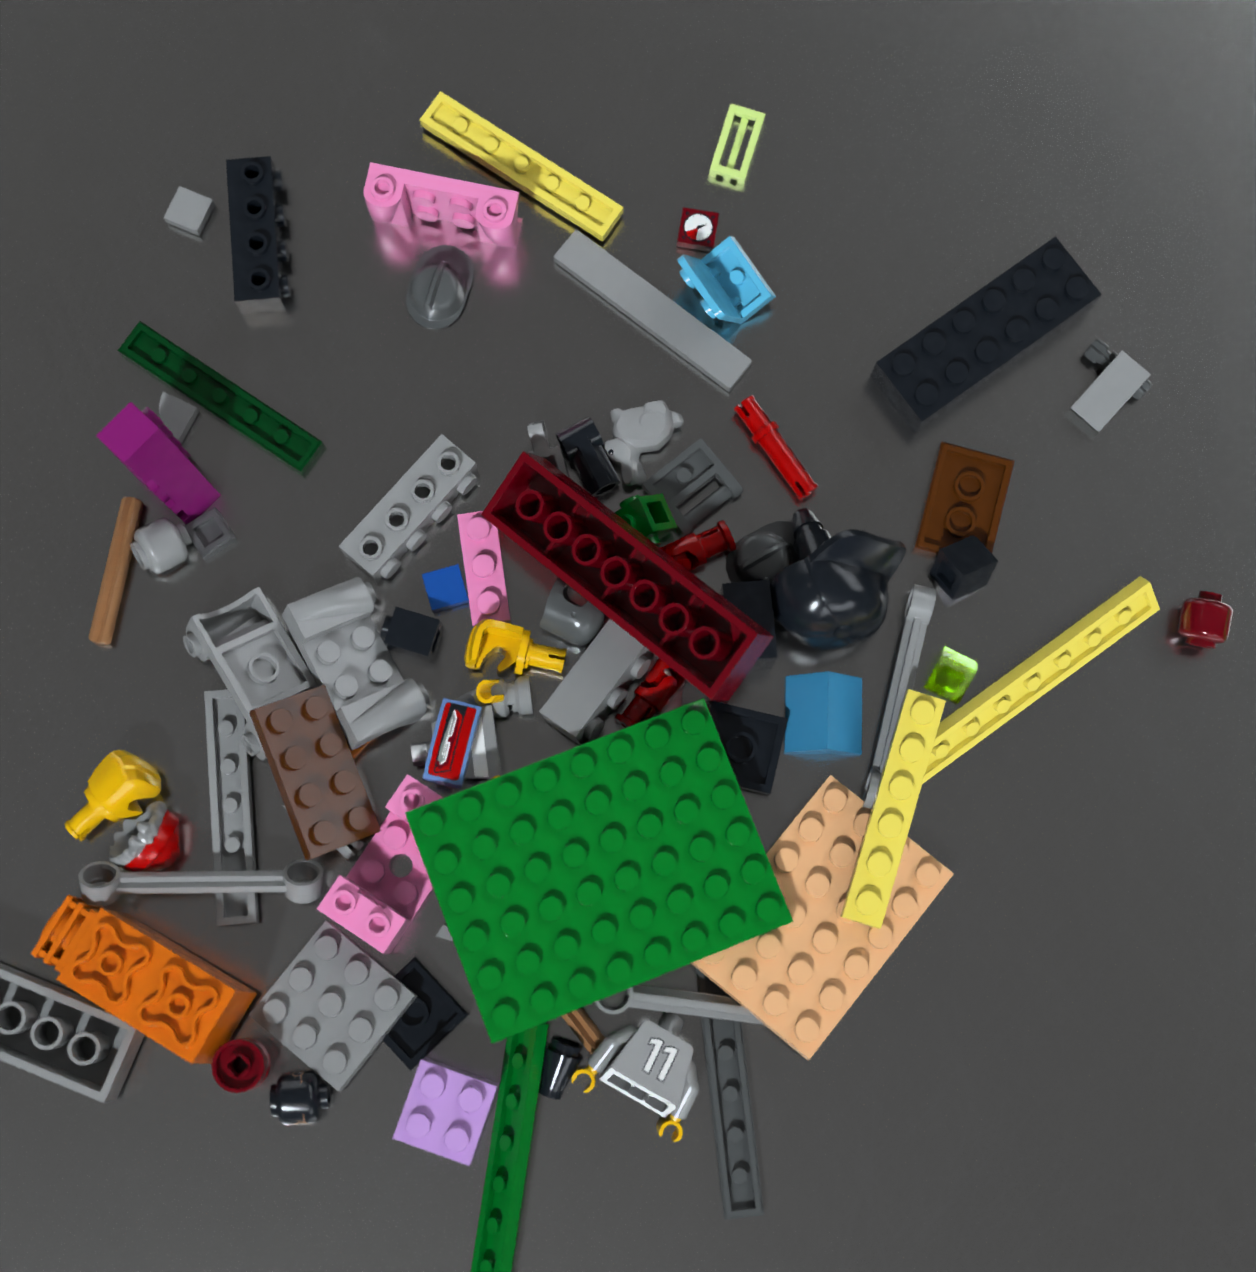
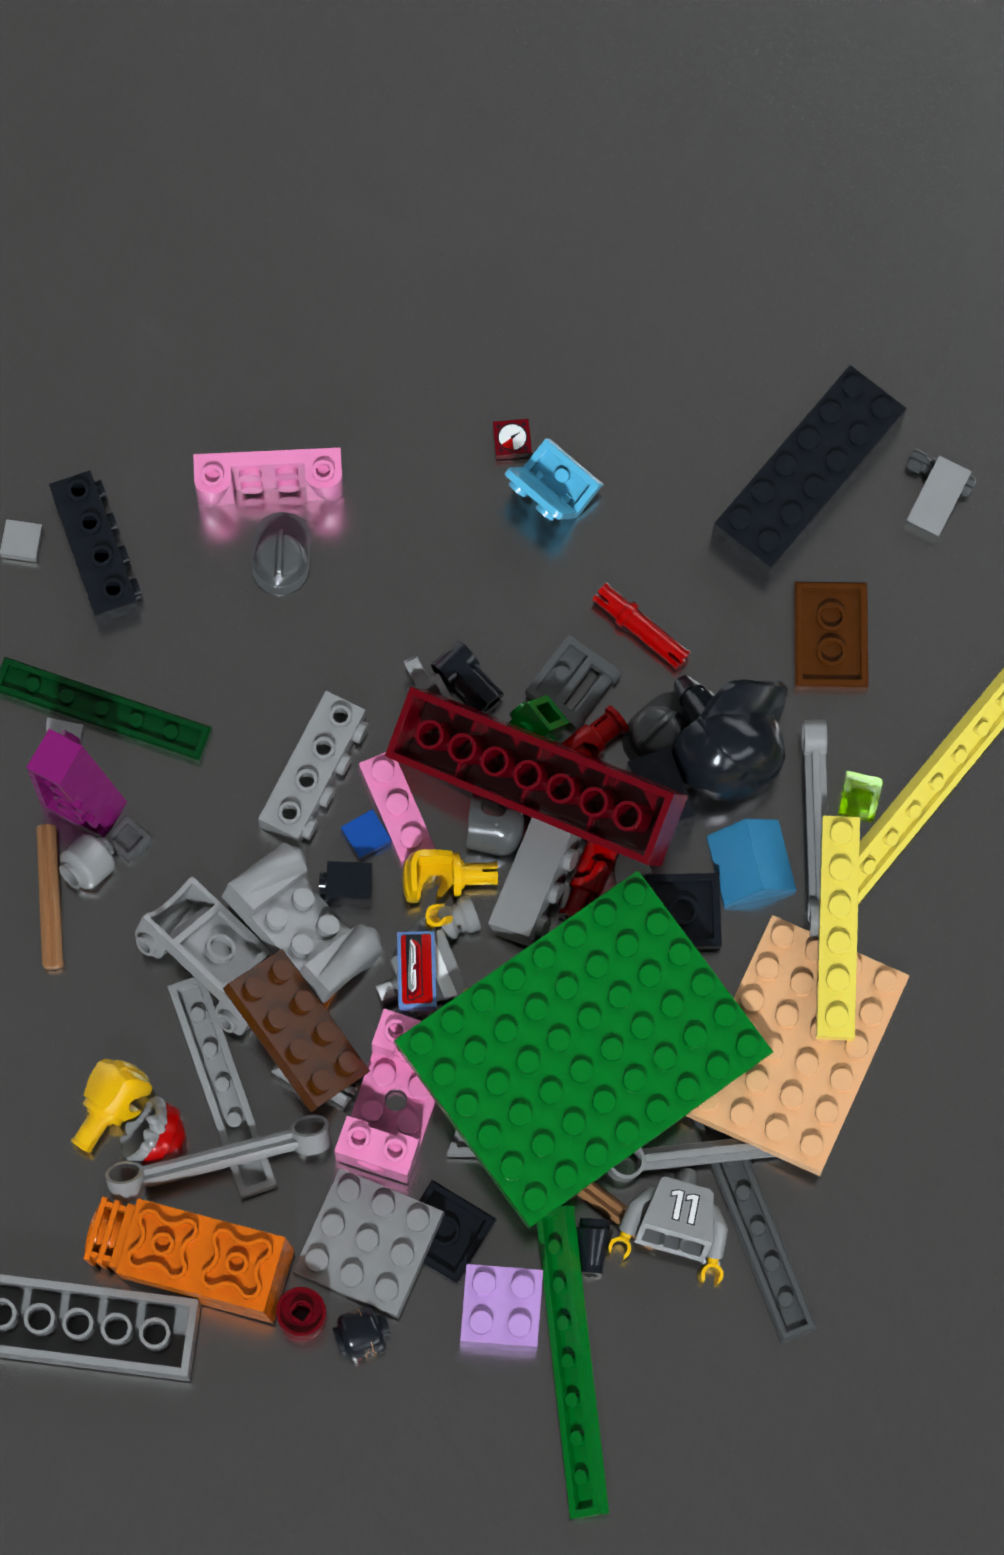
camera: 15 degrees left, 5 degrees down
(521, 166) = (328, 420): light yellow plate -> none
(638, 432) = (509, 643): light grey animal -> none
(652, 310) = (489, 526): light grey tile -> none
(729, 172) = (527, 377): yellowish green tile -> none
(963, 567) = (845, 693): black panel -> none

